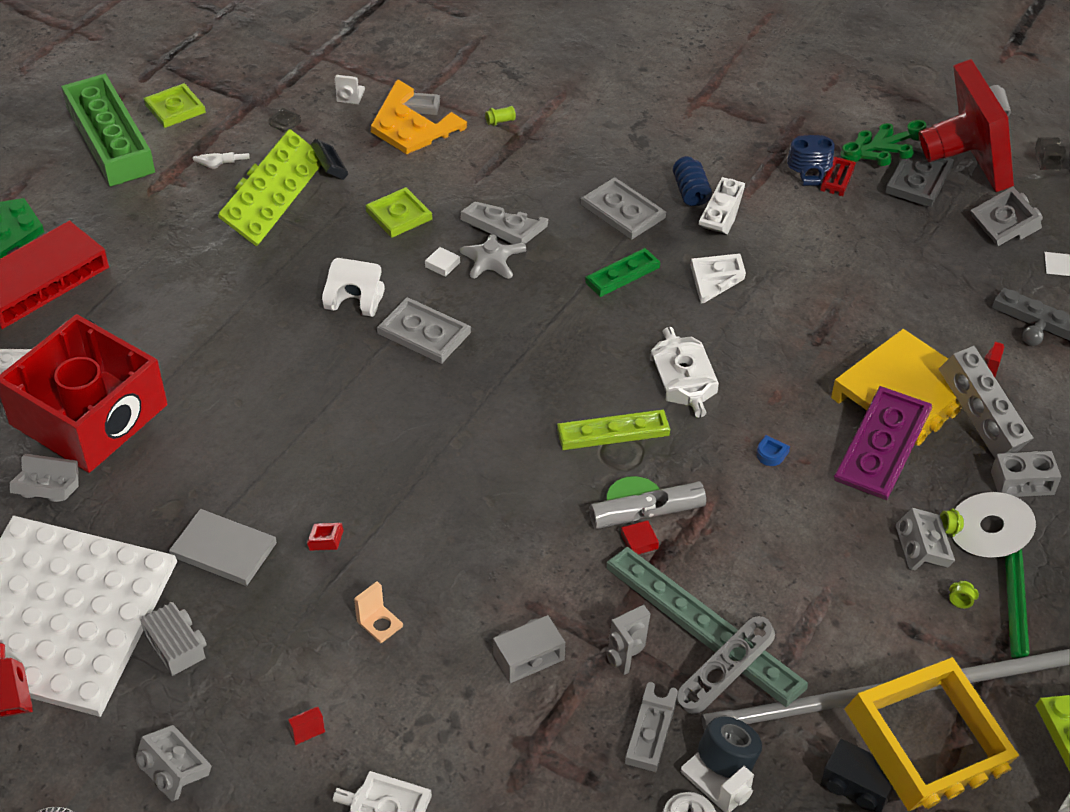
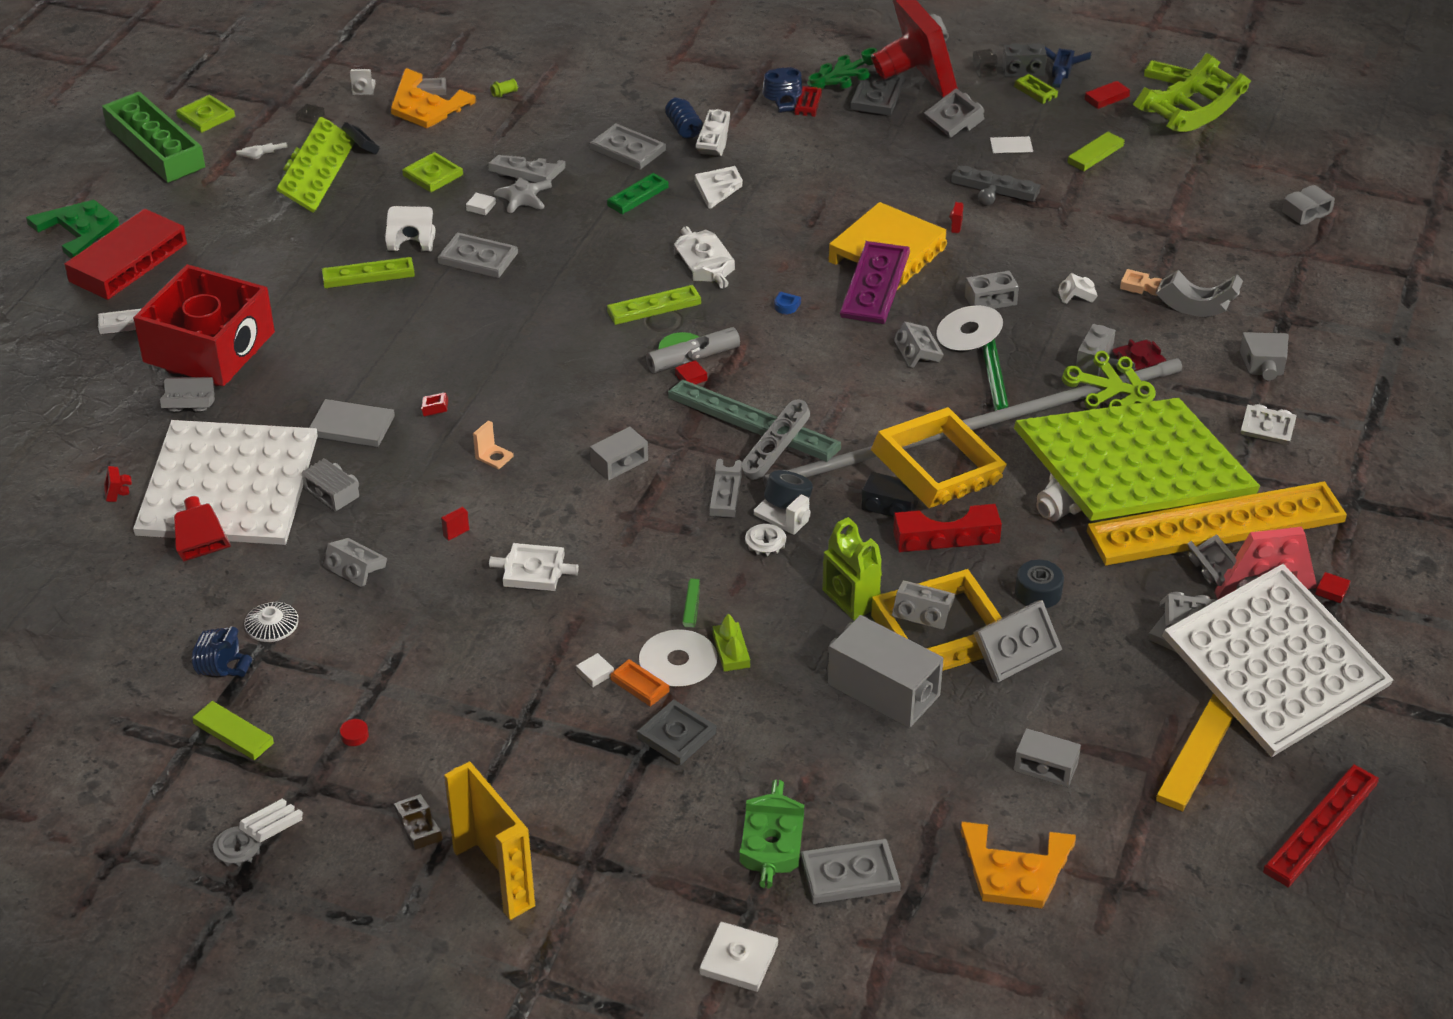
camera: 10 degrees left, 5 degrees down
(295, 335) = (368, 272): none -> lime tile
(627, 637) = (696, 432): light grey bracket -> none
(952, 522) = (937, 329): lime plate -> none
(963, 594) = (951, 380): lime plate -> none
(985, 402) = (951, 241): light grey brick -> none

